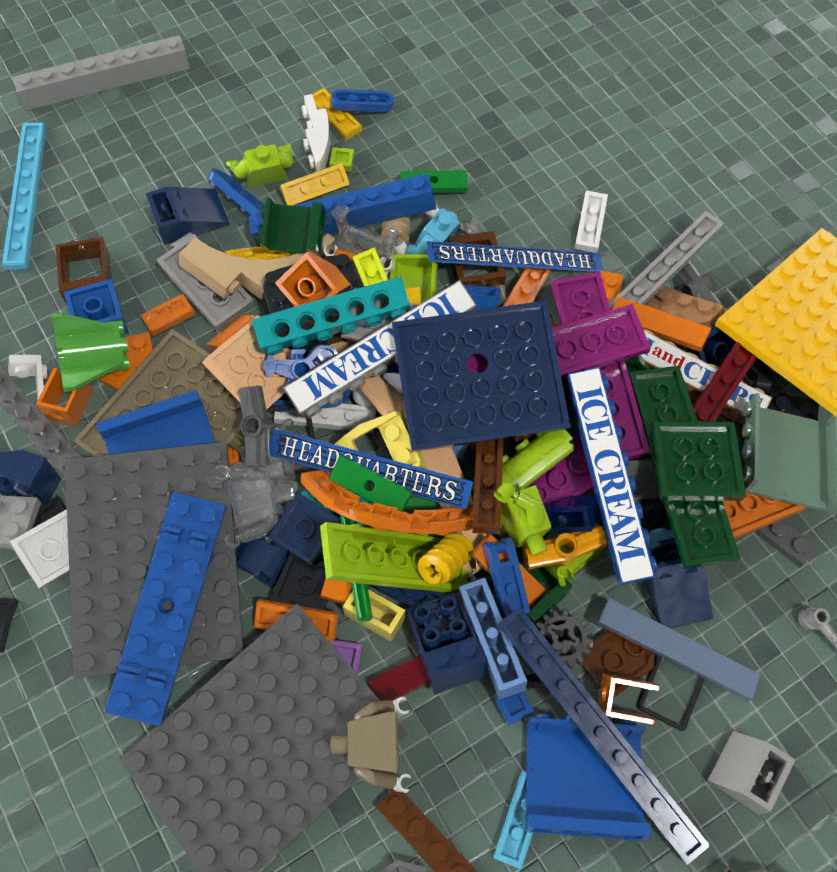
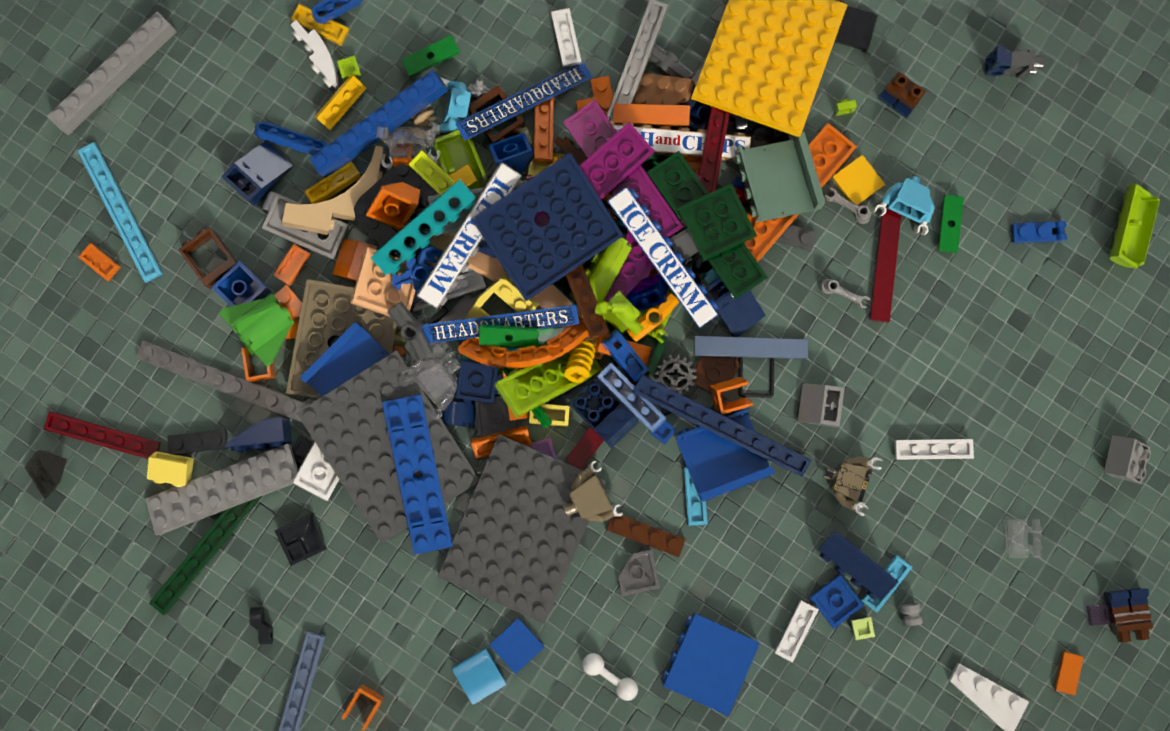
camera: 25 degrees left, 20 degrees up
(28, 365) = (216, 355): white bracket -> none
(263, 165) = (293, 105): lime torso -> none
(292, 228) = (351, 158): dark green panel -> none

